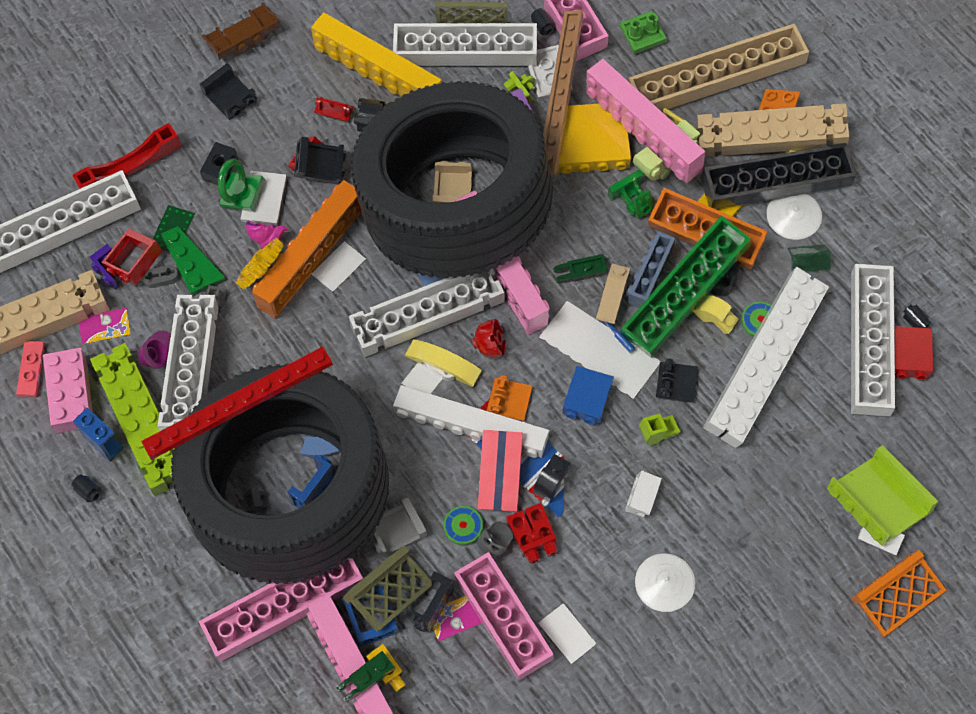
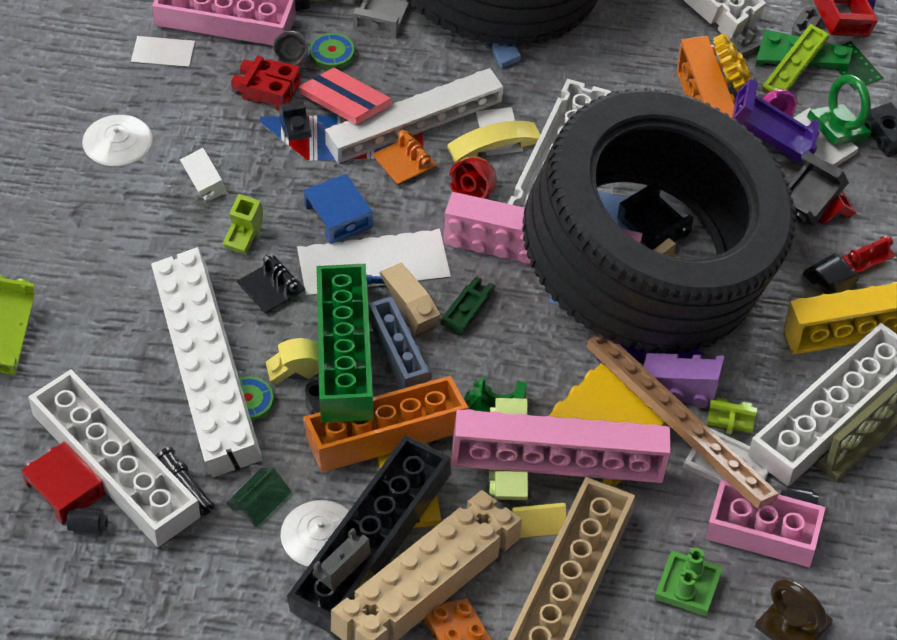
camera: 130 degrees right, 15 degrees down
(207, 251) = (796, 59): none -> lime tile
(289, 205) = (773, 124): none -> dark purple panel
(816, 159) = (343, 560): none -> dark grey hinge
(841, 305) = (180, 471): none -> black pin

